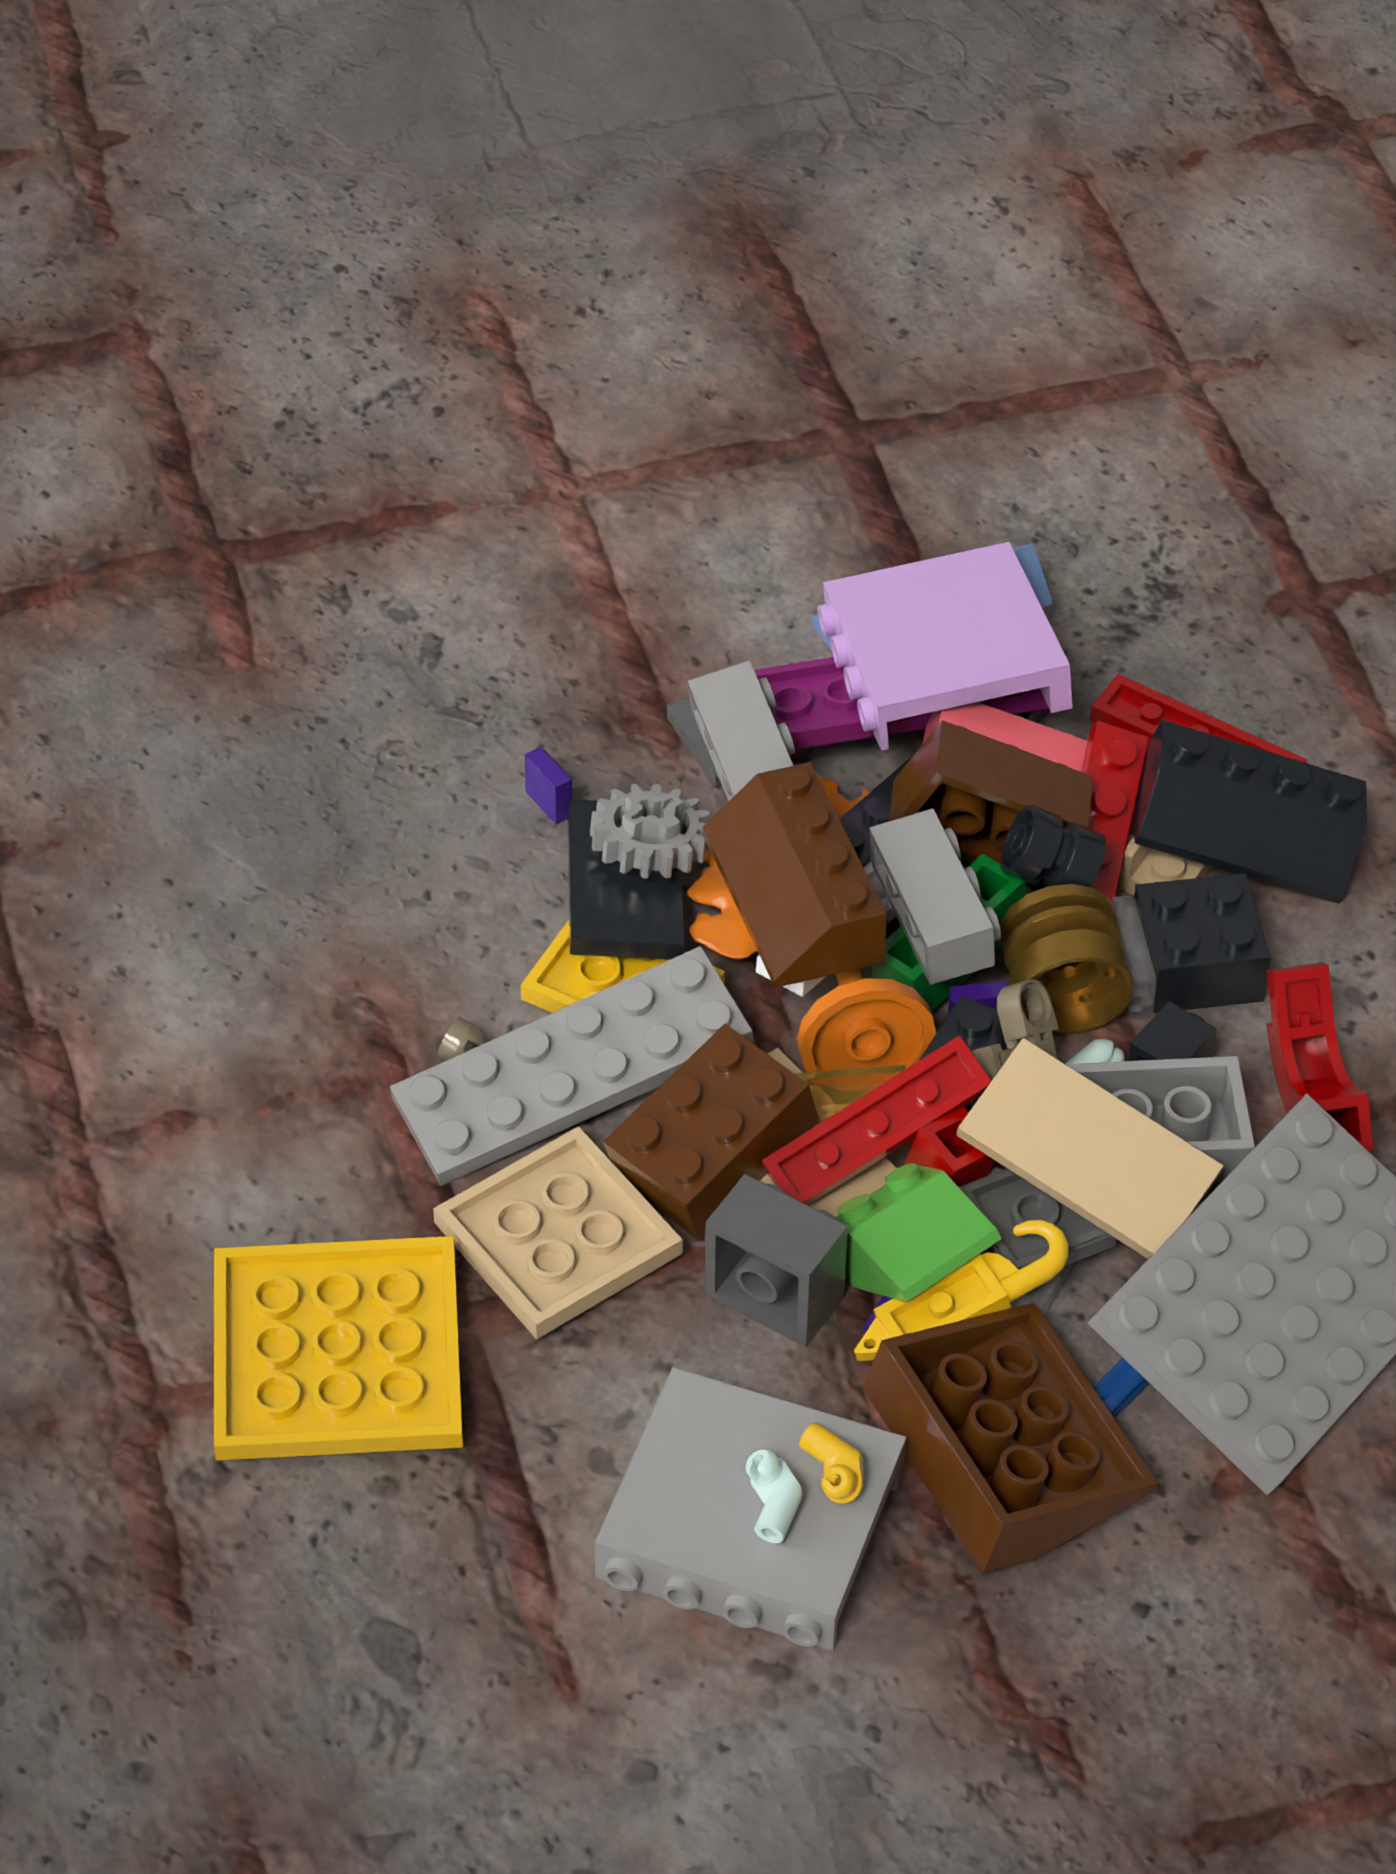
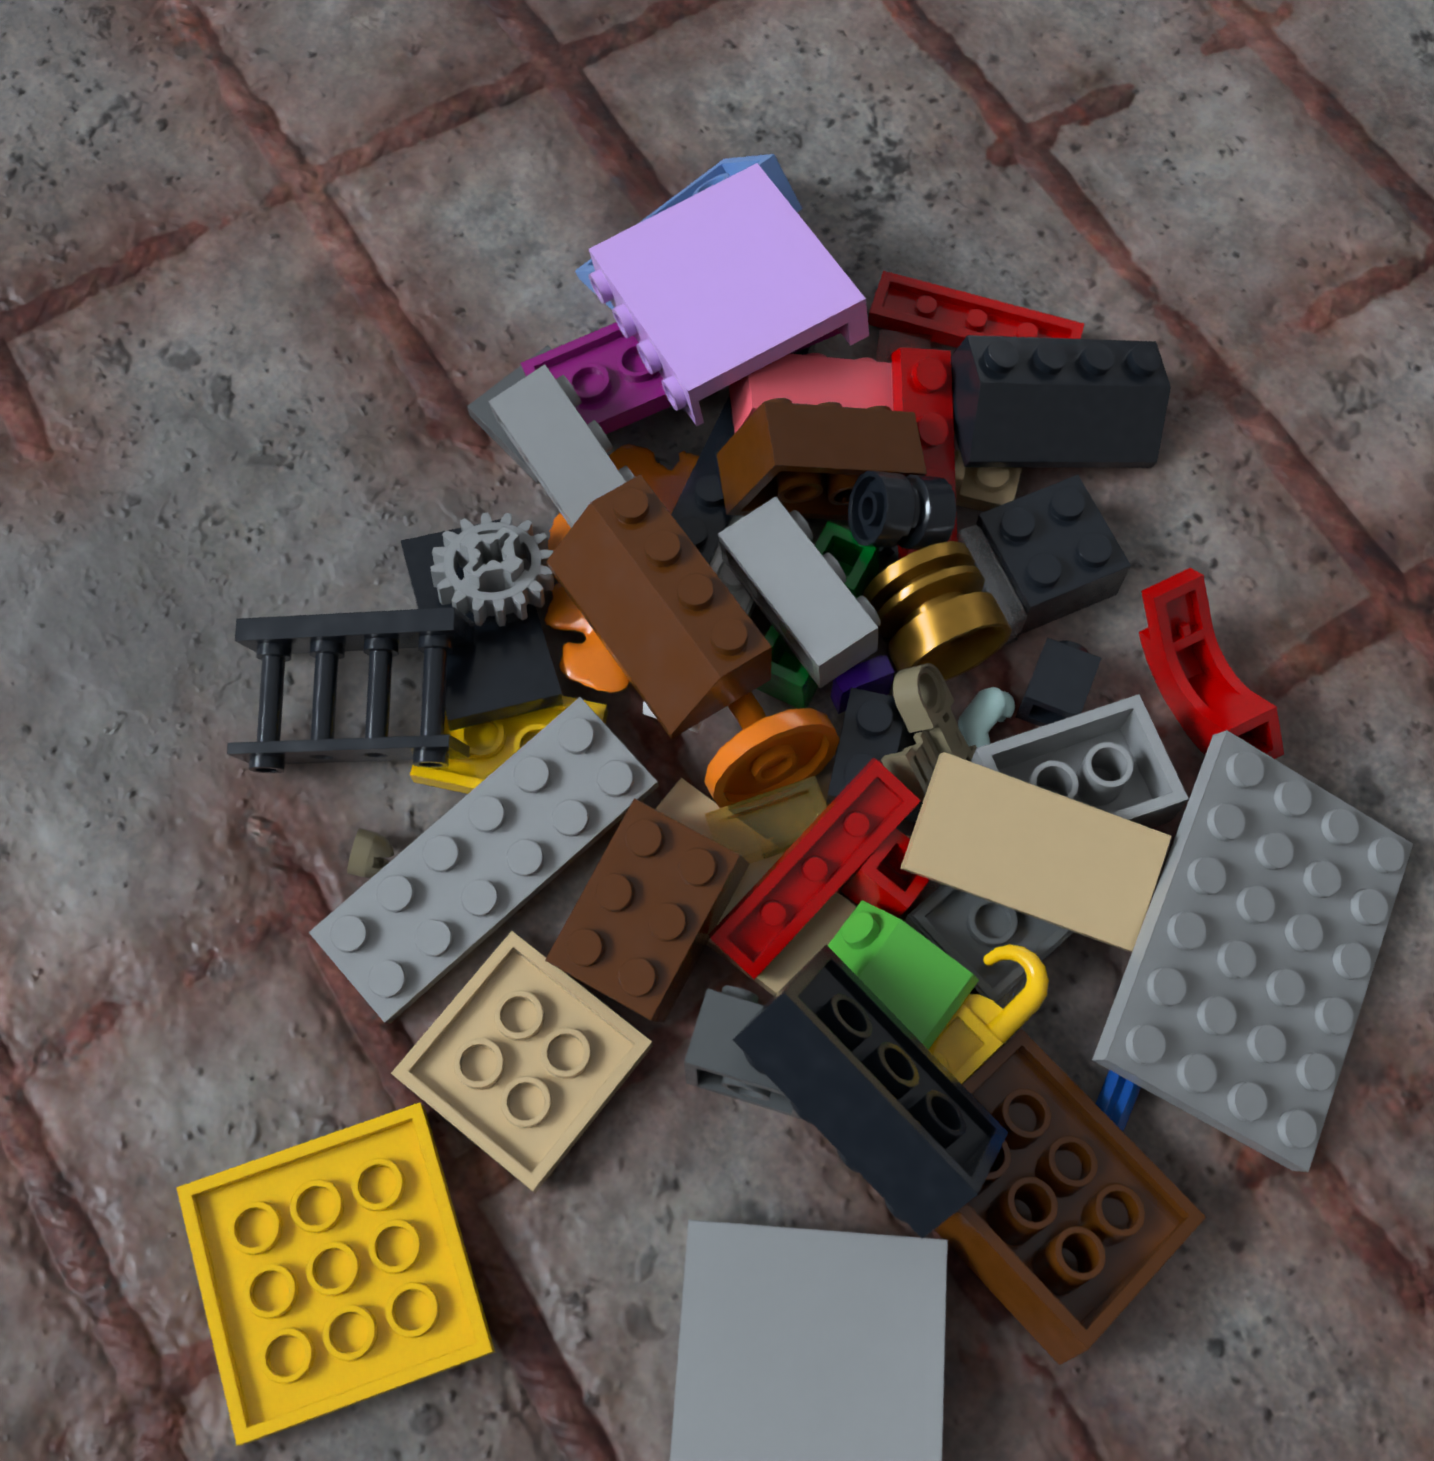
camera: 15 degrees left, 20 degrees up
(480, 852) = (326, 639): none -> black fence
(547, 784) = (375, 527): dark purple tile -> none
(778, 1492) = (844, 1361): light aqua arm -> none
(840, 1460) = (897, 1306): yellow arm -> none
(866, 1269) = (874, 1092): none -> black slope

